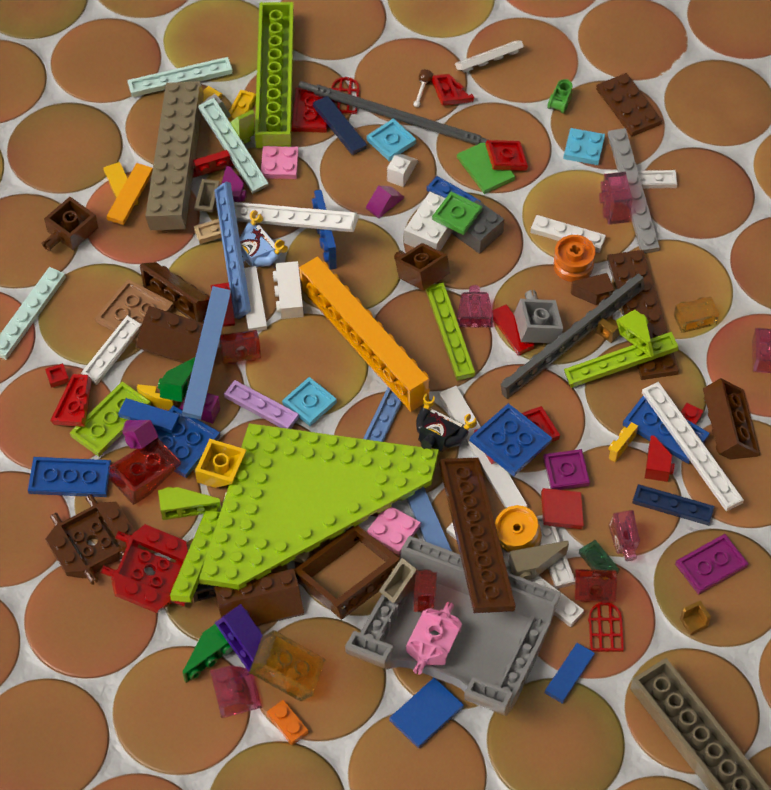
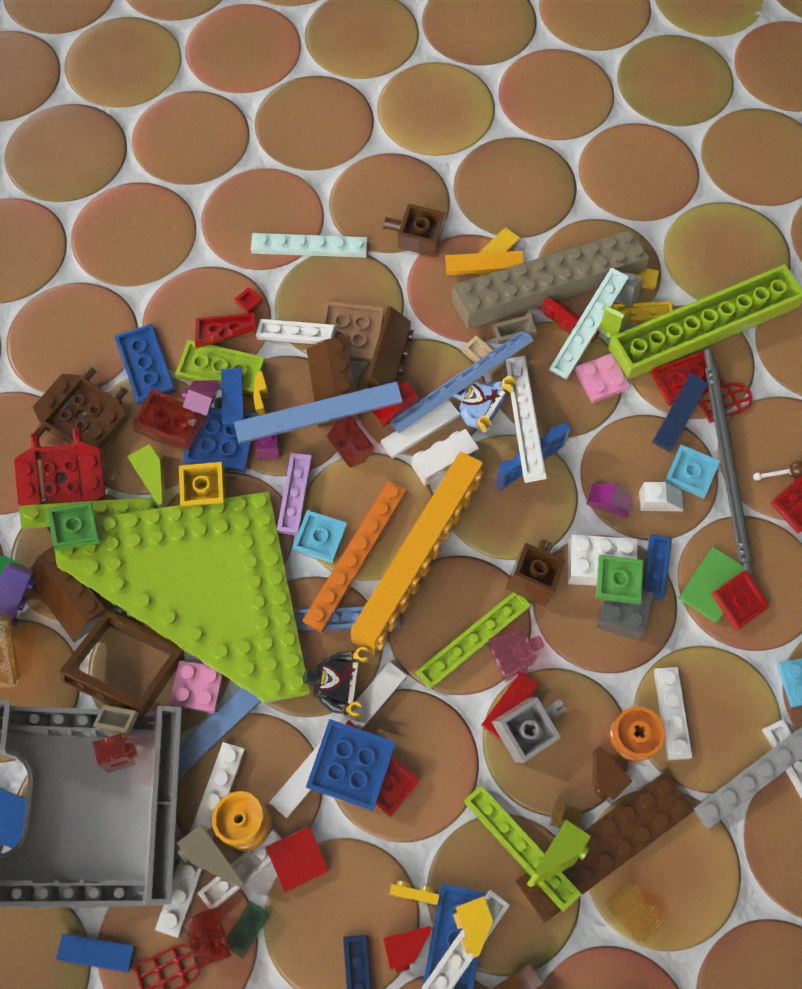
camera: 65 degrees right, 10 degrees up
(176, 381) = (273, 399): green slope -> none
(191, 73) = (654, 241): light aqua plate -> none
(212, 559) = (73, 526): none -> bright green tile
(237, 185) = (542, 348): magenta slope -> none
(339, 383) = (354, 557): none -> orange plate
(430, 648) = (47, 794): bright pink plate -> none
(476, 536) = (205, 780): reddish brown plate -> none
(566, 469) = (350, 843): magenta plate -> none
(572, 336) = (536, 780): dark grey plate -> none
(616, 198) = (749, 746): clear pink brick -> none
(625, 534) = (292, 943): clear pink torso -> none
(664, 403) = (476, 922): none -> yellow slope
(692, 413) = (491, 962): red plate -> none

